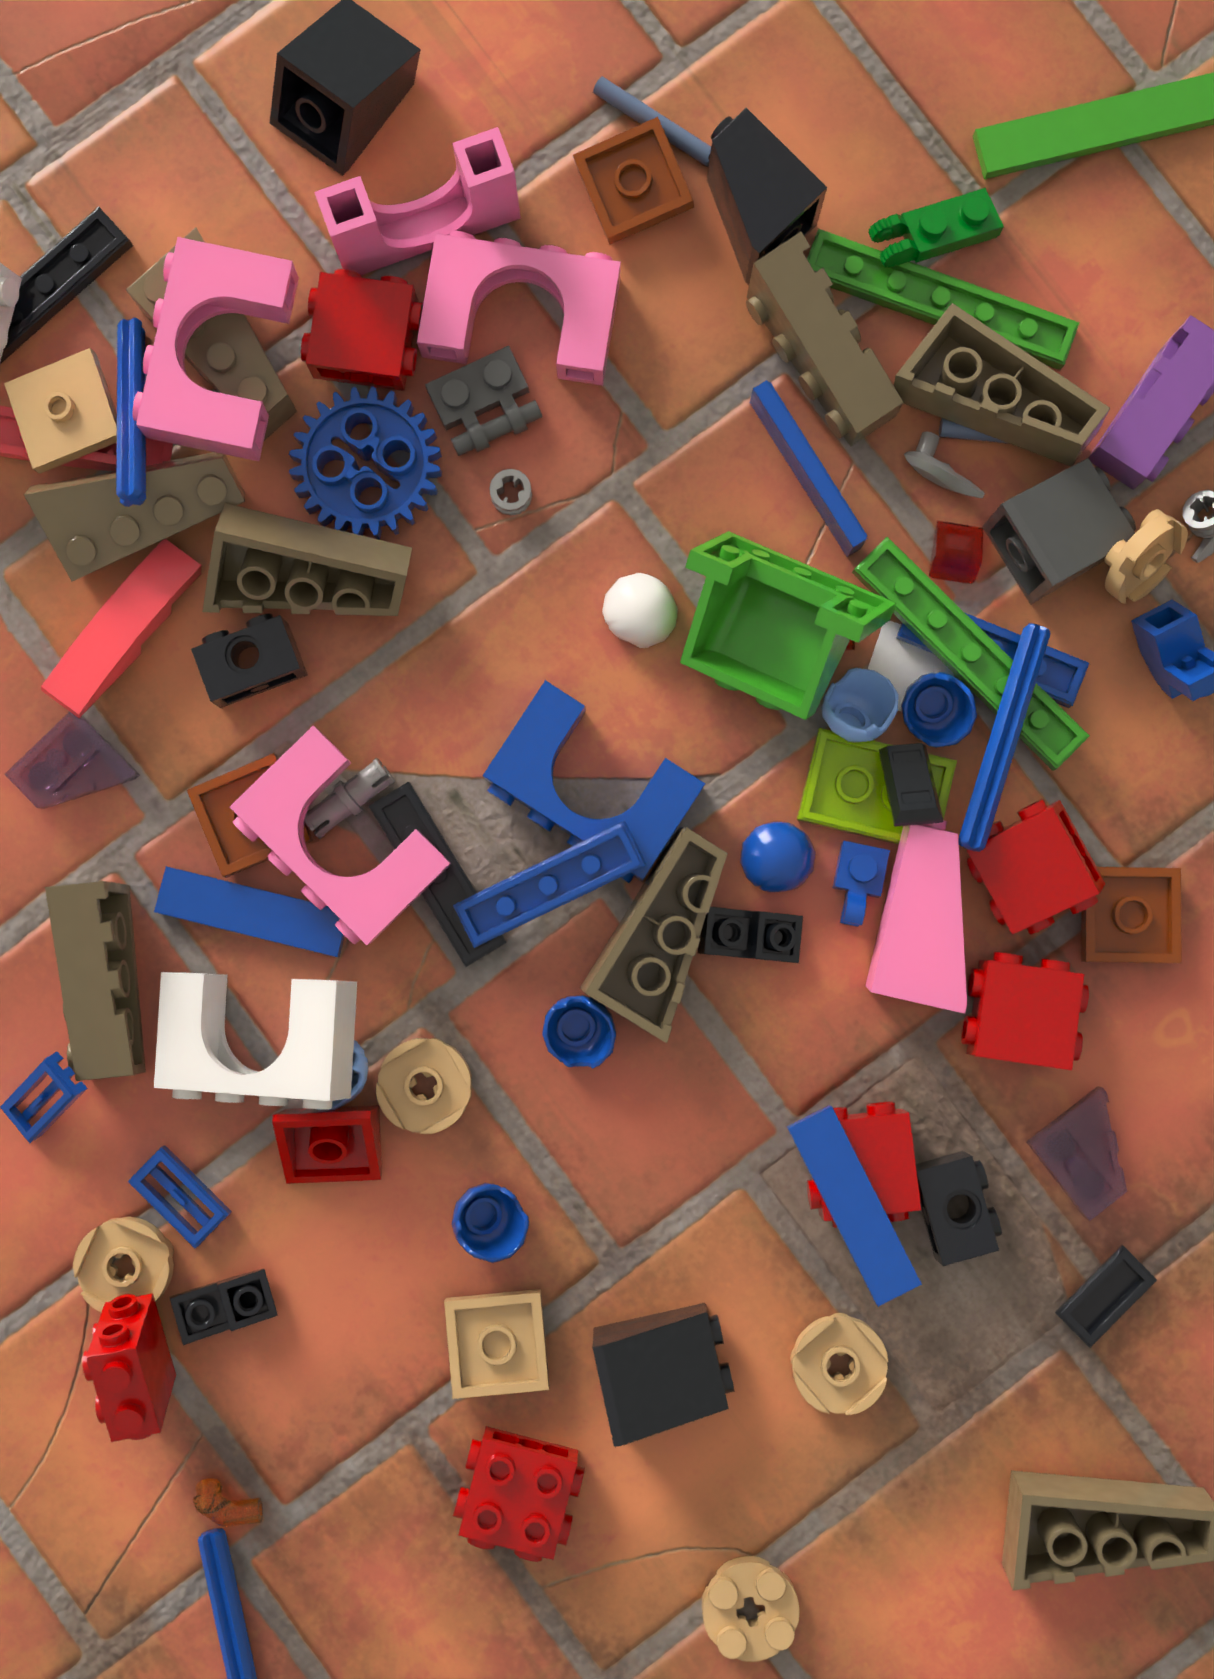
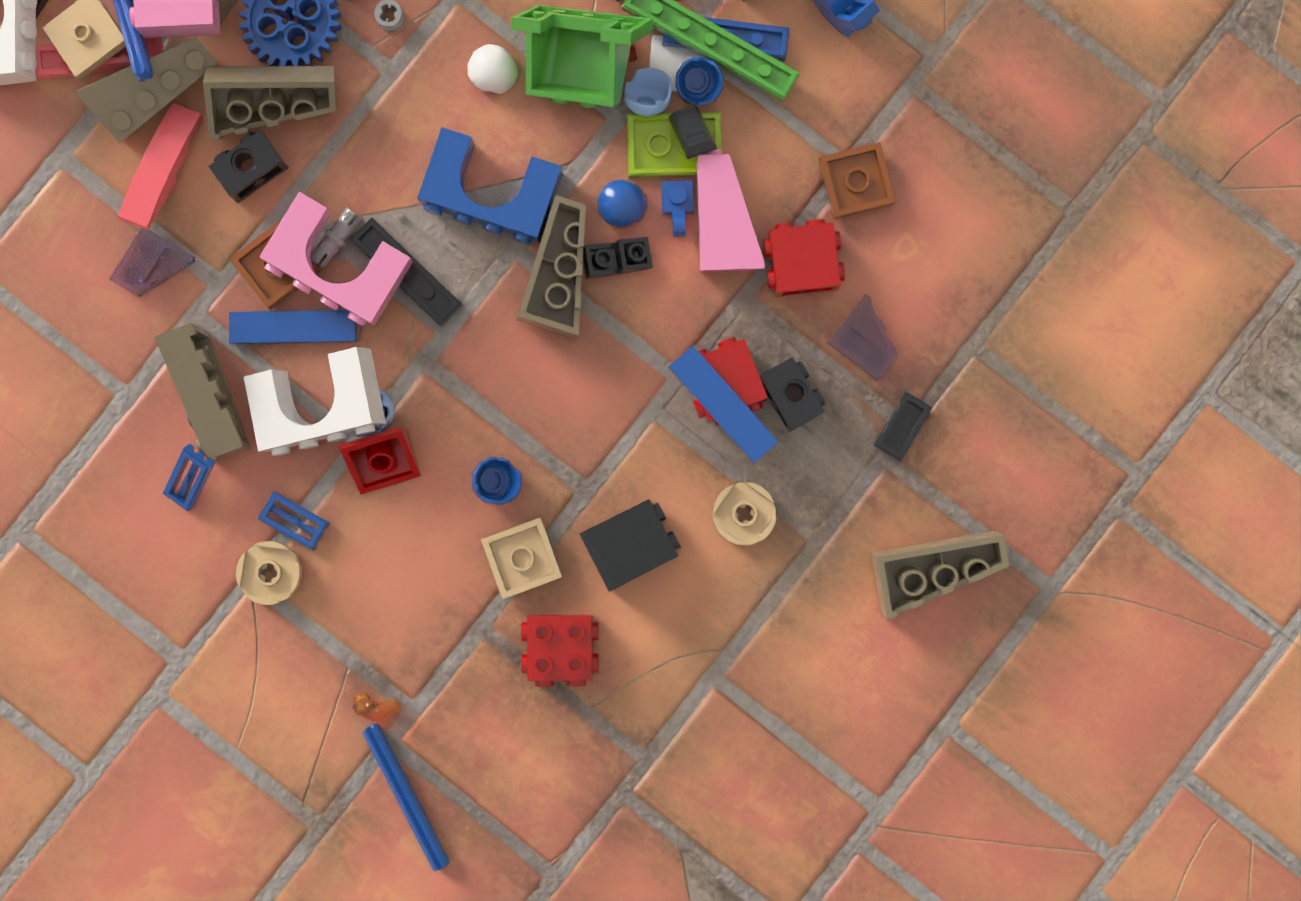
camera: 15 degrees left, 0 degrees up
(130, 1368) = (289, 629): red brick -> none
(223, 1306) = (340, 582): black slope -> none
(398, 1077) = (414, 408): tan plate -> none
(549, 884) = (478, 256): blue tile -> none
(579, 1031) = (522, 345): blue hair -> none
(772, 1628) = (722, 701): tan plate -> none
(1004, 737) = (743, 86): blue axle -> none
(1036, 868) = (785, 164): red brick -> none

